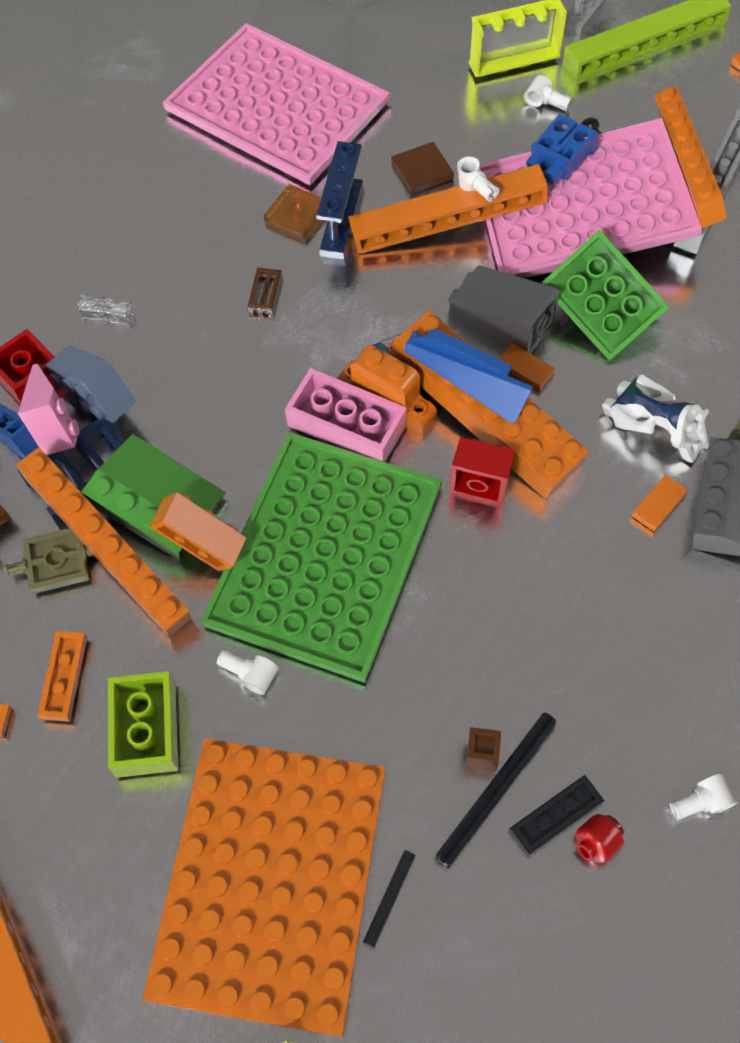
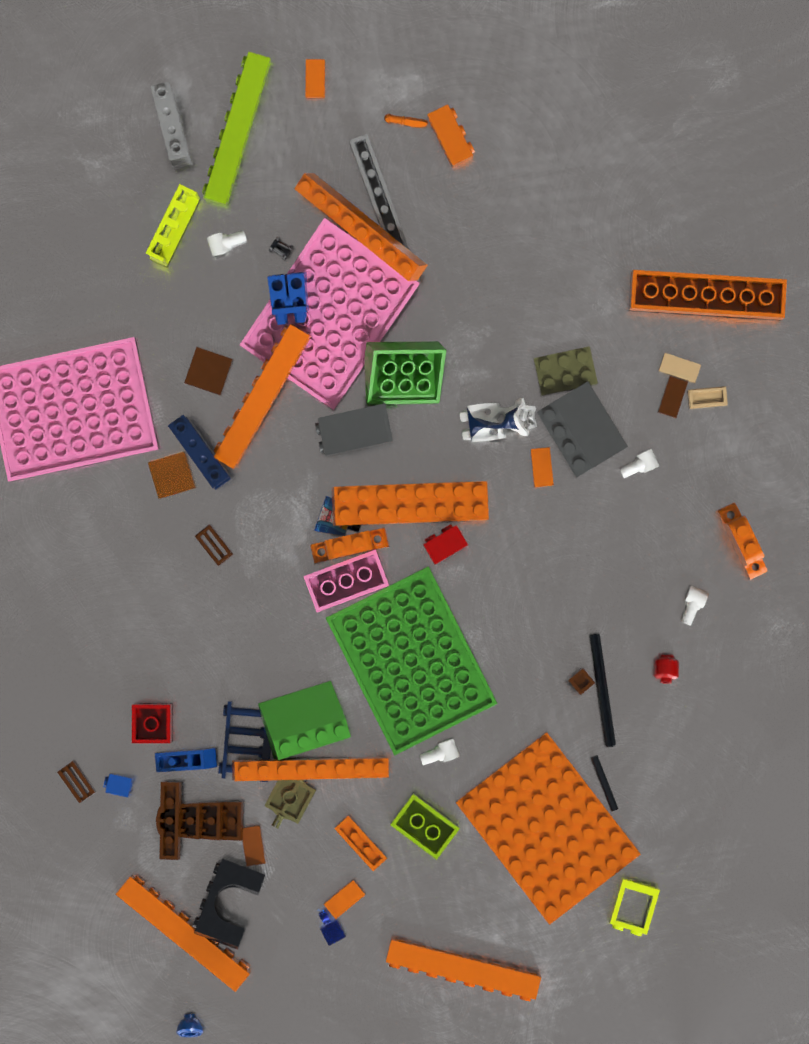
camera: 45 degrees left, 25 degrees up
(47, 415) = (206, 738): bright pink slope -> none
(89, 304) = (141, 644): clear pin -> none
(90, 383) = (206, 702): sand blue brick -> none
(198, 531) = (351, 719): orange brick -> none
(471, 371) = (393, 505): wedge -> none
(473, 179) = (271, 373): white pin -> none
(527, 366) = (400, 452): orange tile -> none
(556, 815) = (638, 675): black tile -> none

